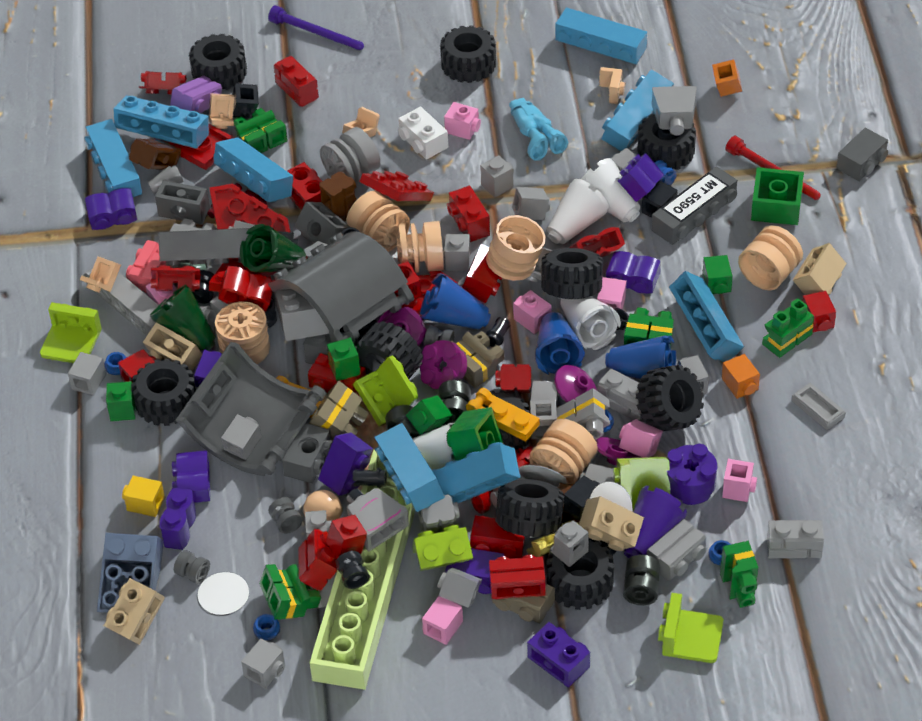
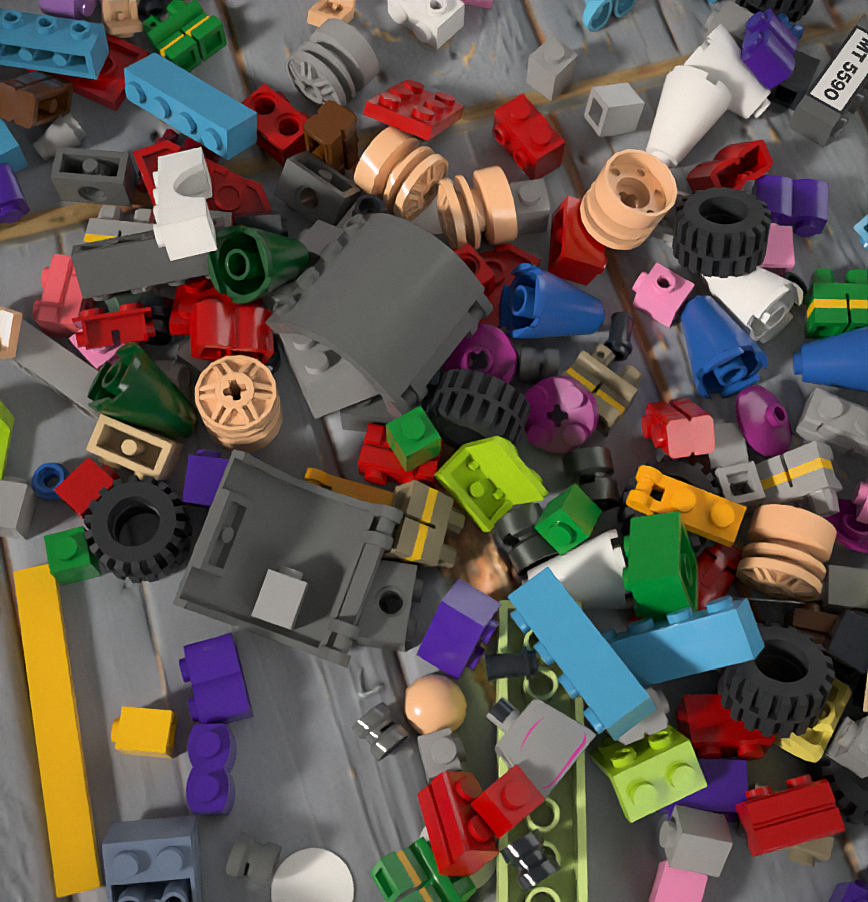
camera: 15 degrees left, 20 degrees up
(90, 490) = (57, 733): none -> yellow tile
(232, 212) = (181, 205): none -> white arch

